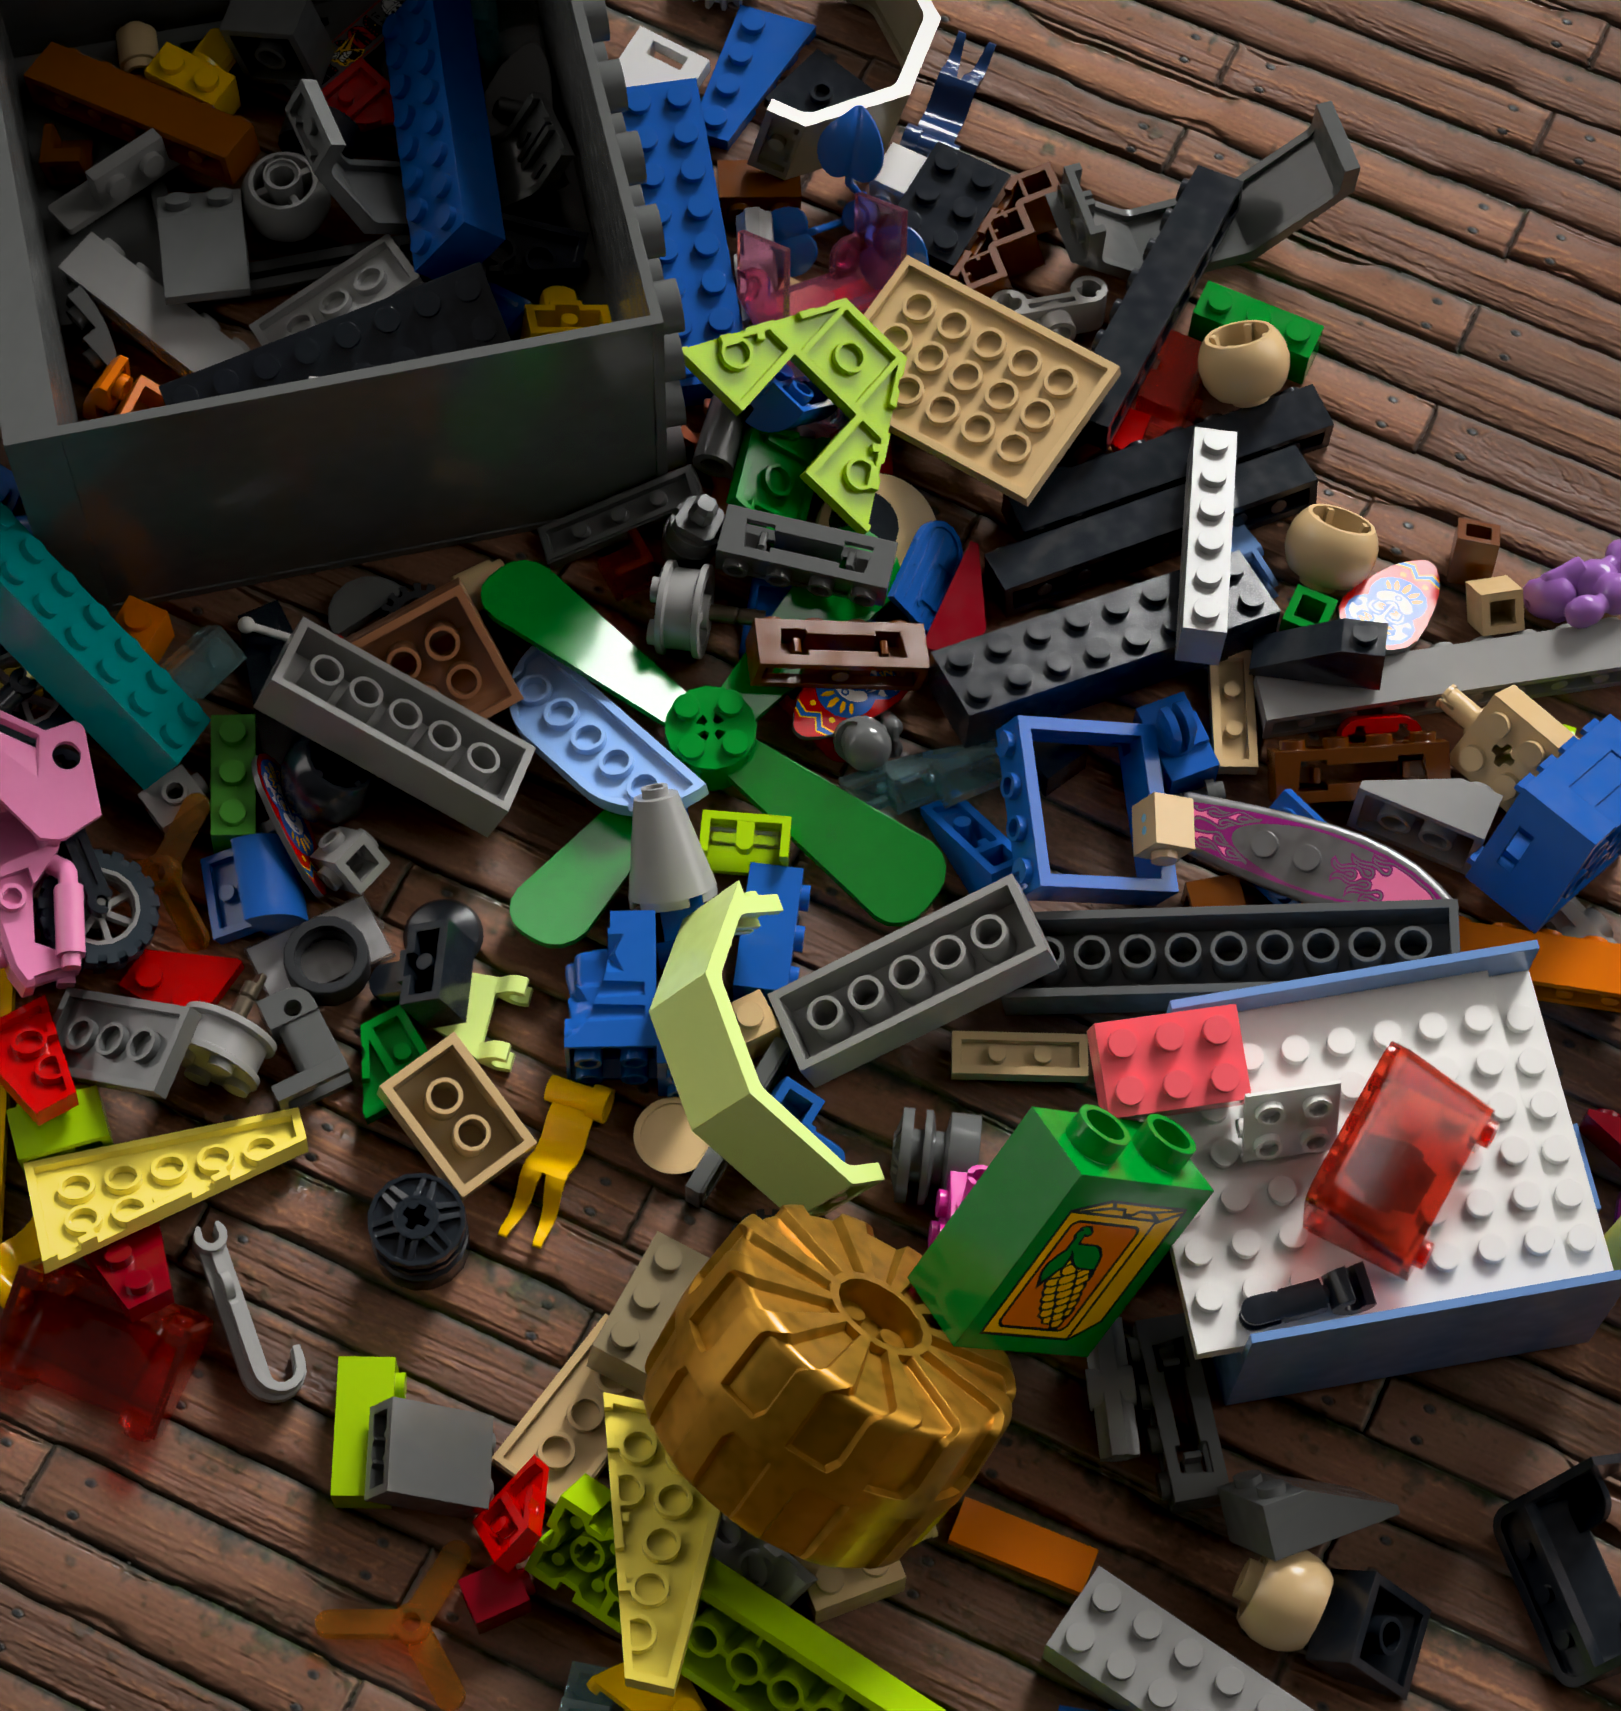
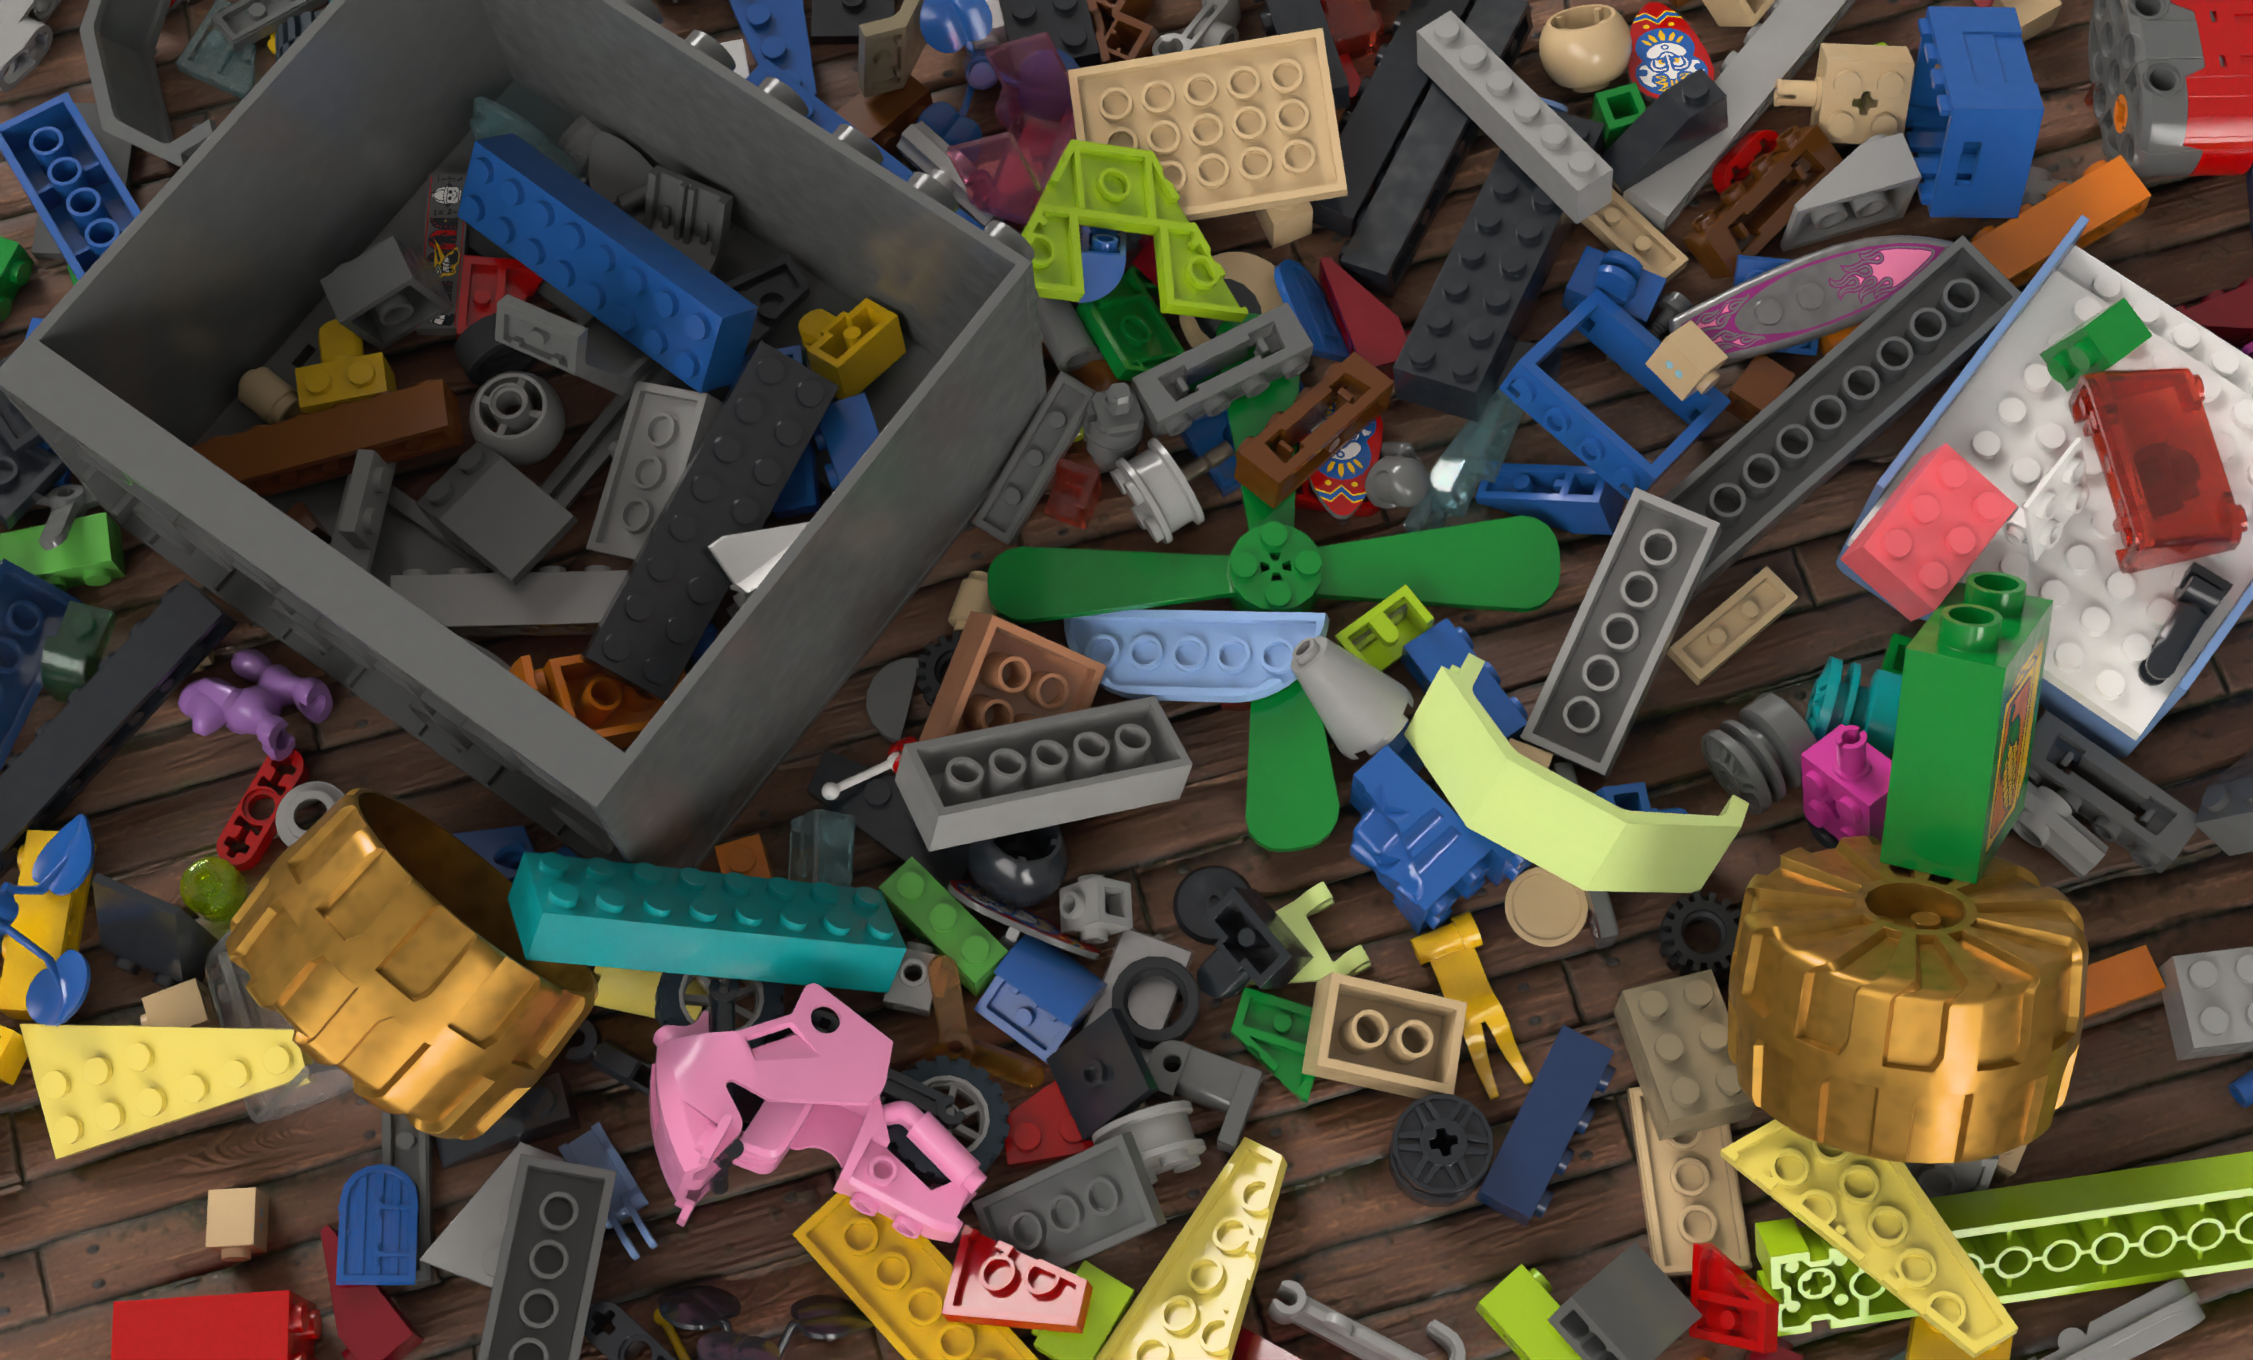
camera: 35 degrees left, 5 degrees up
(237, 968) = (1102, 1073): none -> black plate
(516, 1284) = (1545, 1125): none -> dark blue brick
(978, 500) = (1286, 222): none -> tan brick
(1438, 1032) = (2095, 344): none -> green brick

